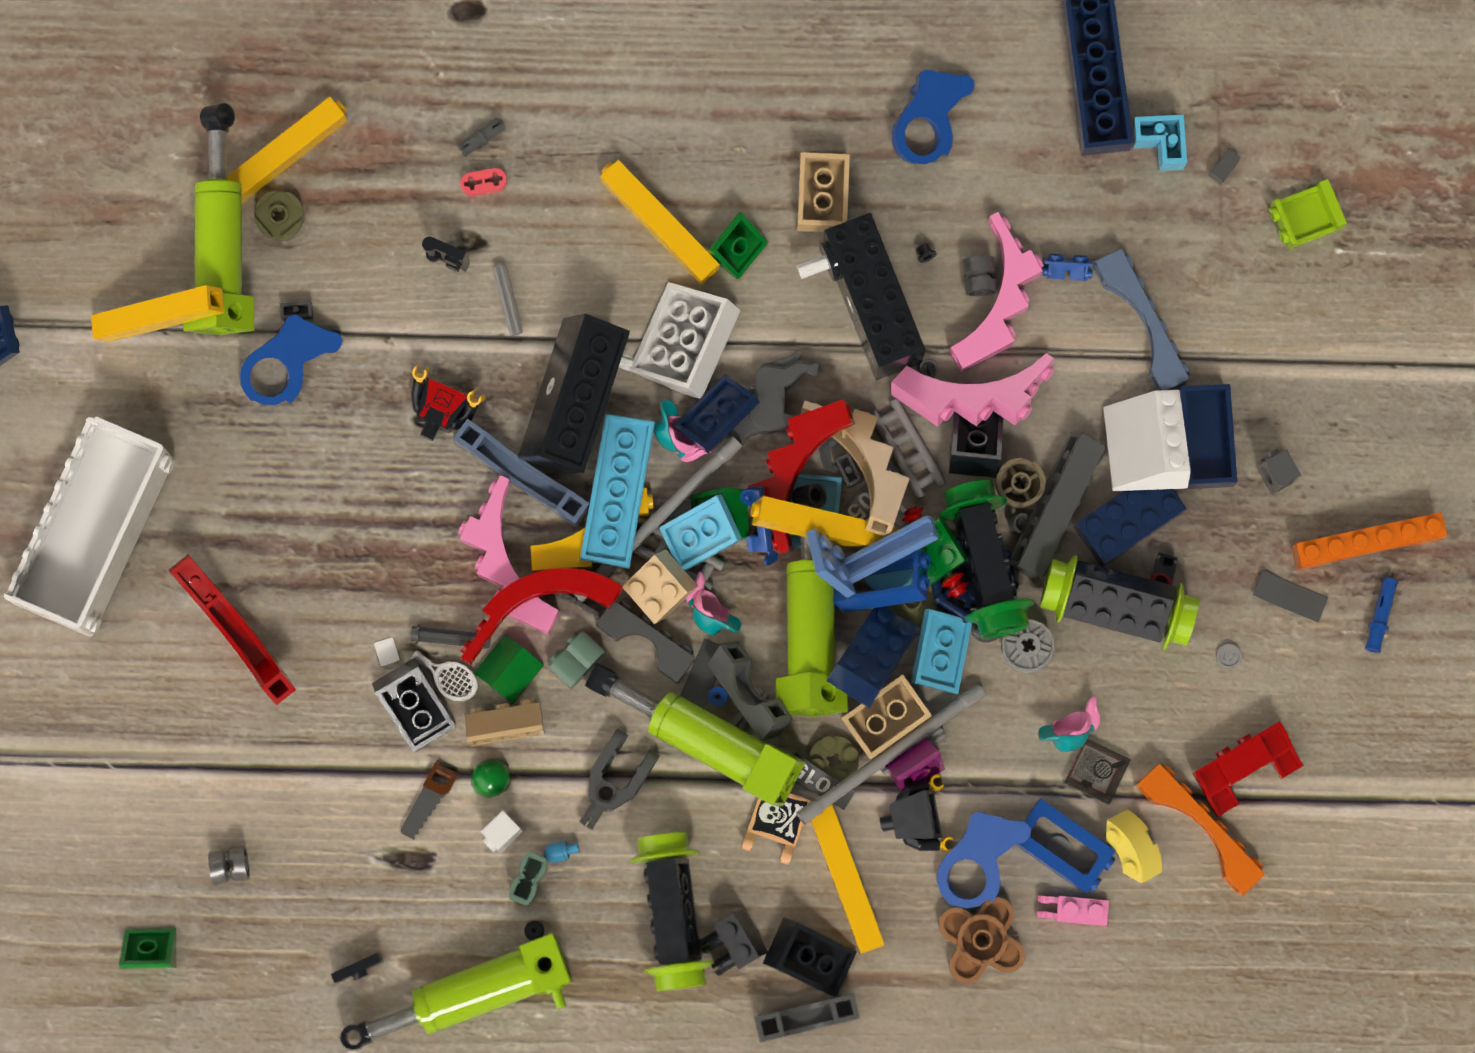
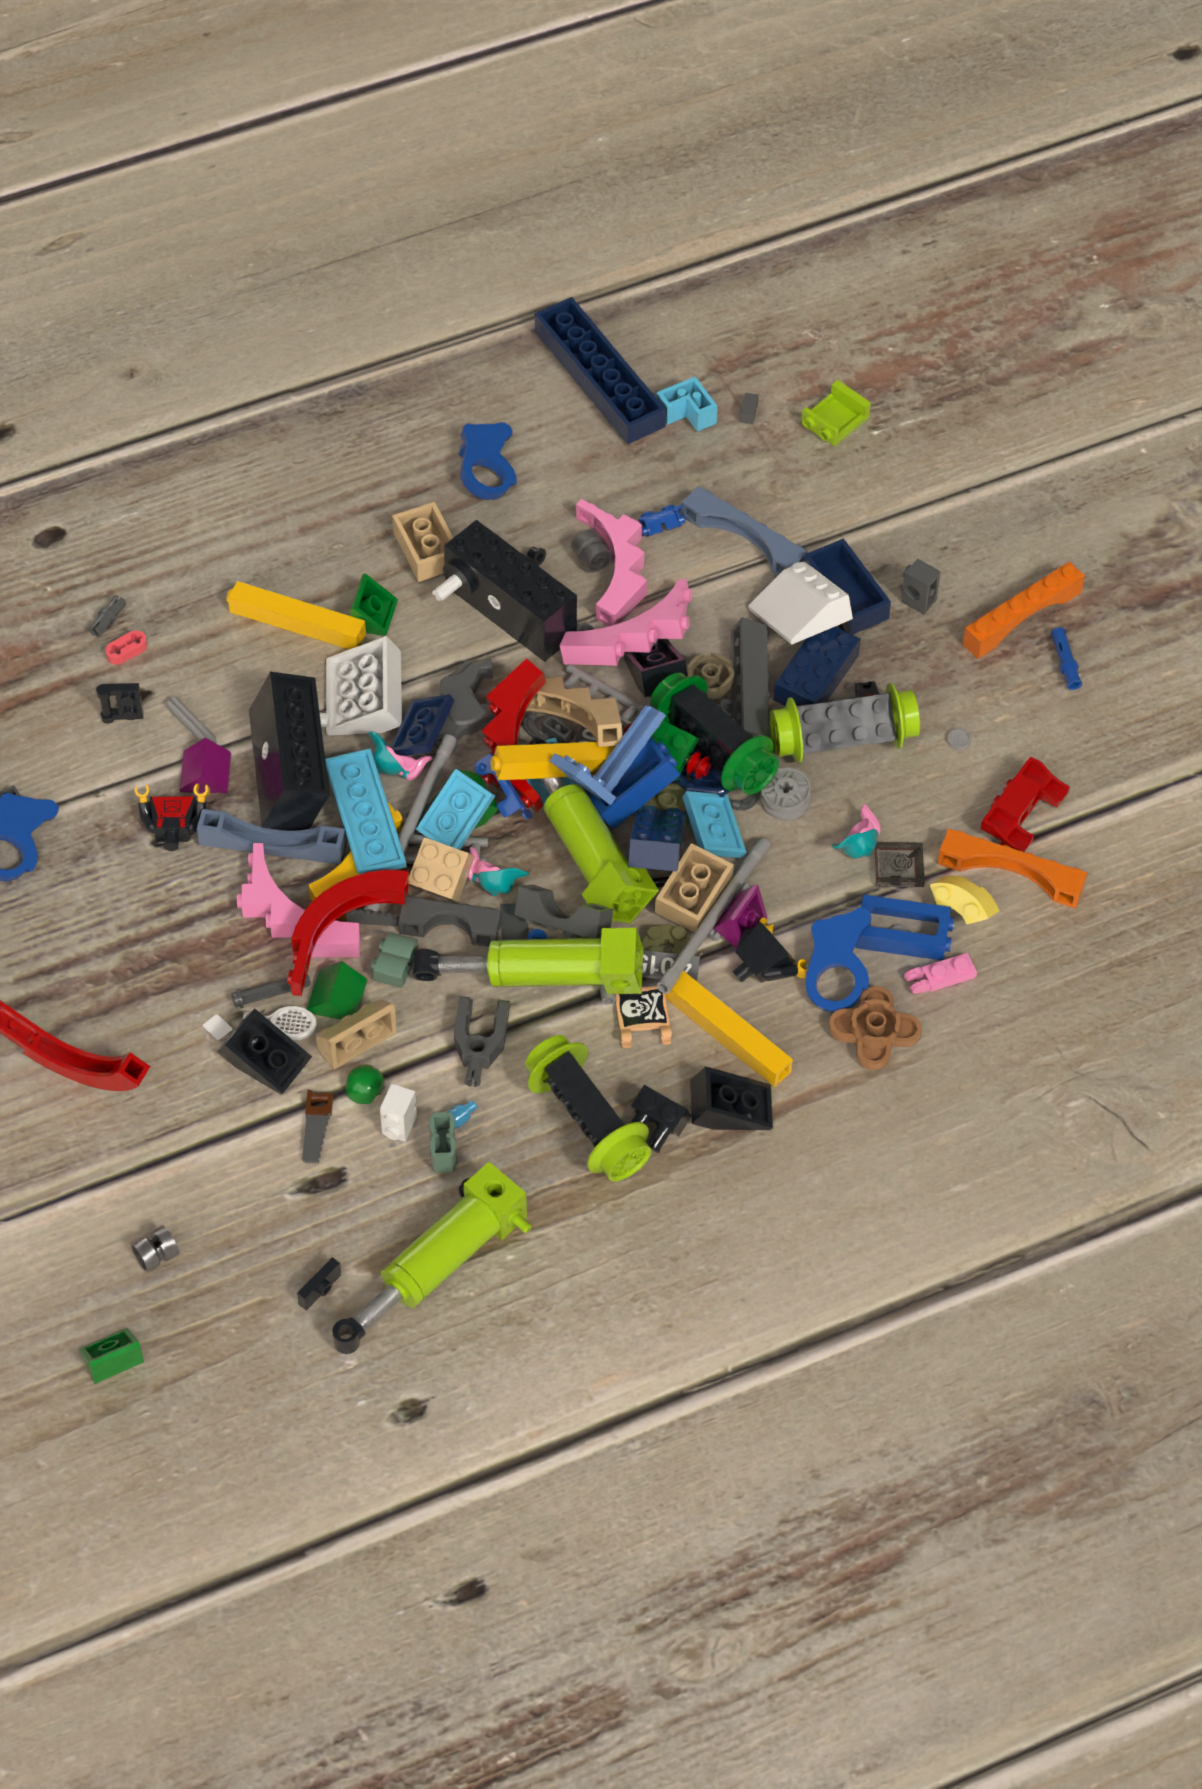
camera: 25 degrees left, 25 degrees down
(497, 360) = (206, 765): none -> magenta slope
(806, 1017) = (776, 1134): dark grey arch -> none
(1290, 596) = (983, 677): dark grey sticker -> none

